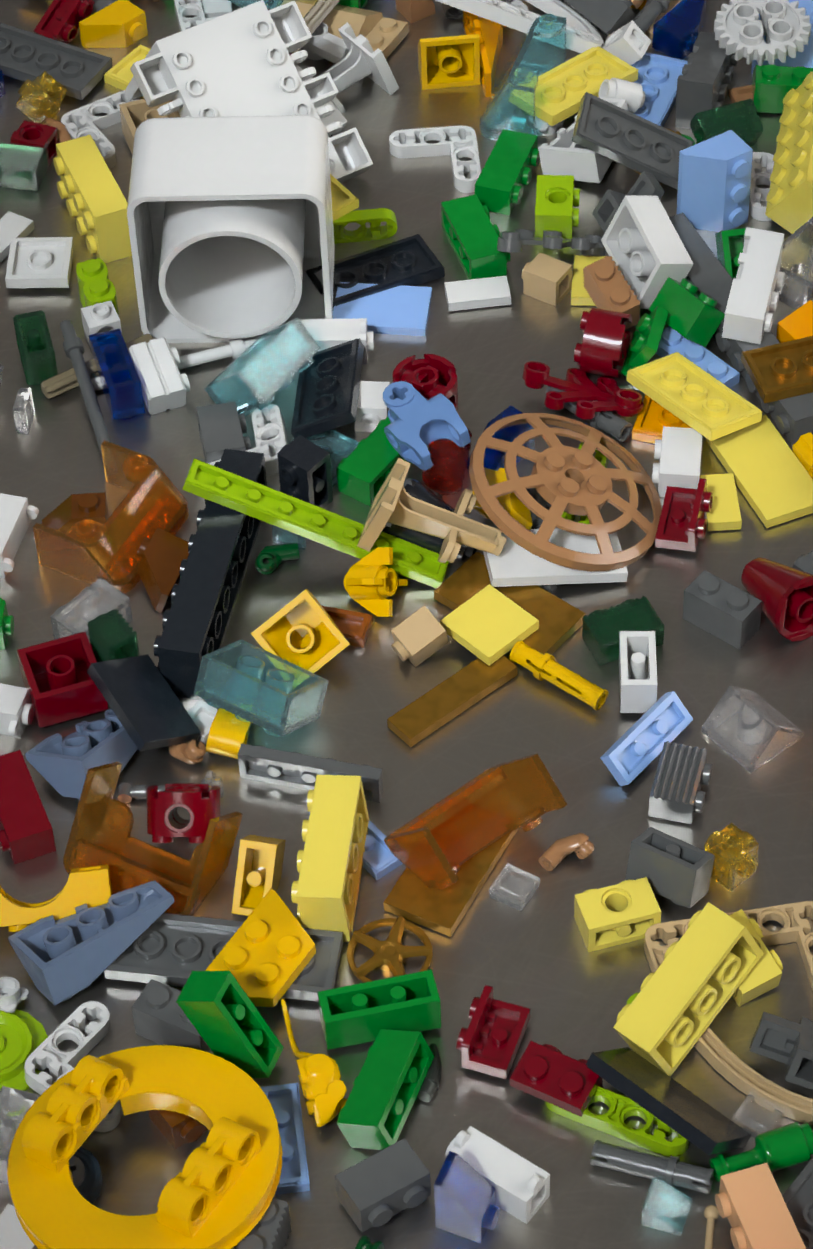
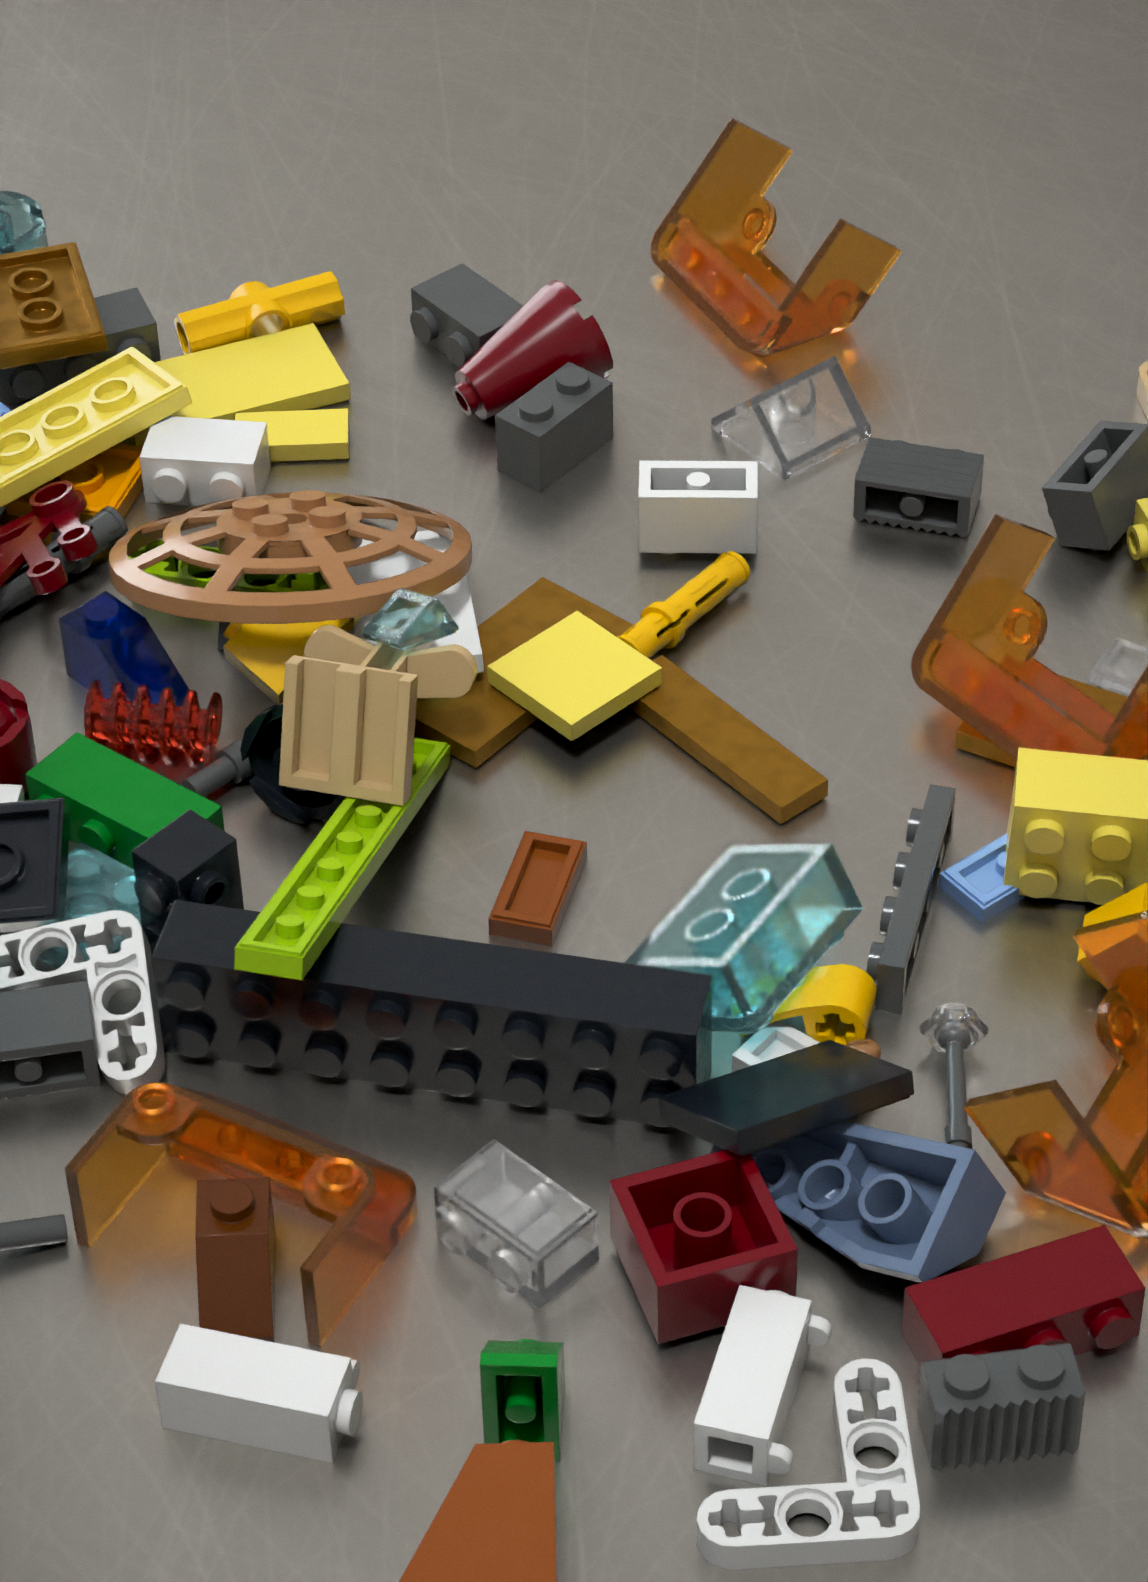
camera: 90 degrees left, 5 degrees down
(112, 637) = (634, 1132): clear green brick -> none
(161, 565) = (402, 1106): reddish brown slope -> none
(162, 814) = (1052, 1026): dark red brick -> none
(302, 633) = (590, 889): yellow slope -> none
(372, 582) = (462, 814): yellow brick -> none
(418, 637) = (605, 752): tan brick -> none
(420, 422) = (105, 714): medium blue piece -> none
(476, 527) = (410, 621): none -> clear light blue slope
(562, 847) = (1061, 623): medium nougat arm -> none
(603, 627) = (589, 534): clear green brick -> none
(646, 738) = (826, 520): light blue plate -> none
(683, 517) = (340, 451): dark red bracket -> none
(734, 856) = (1059, 426): clear yellow brick -> none

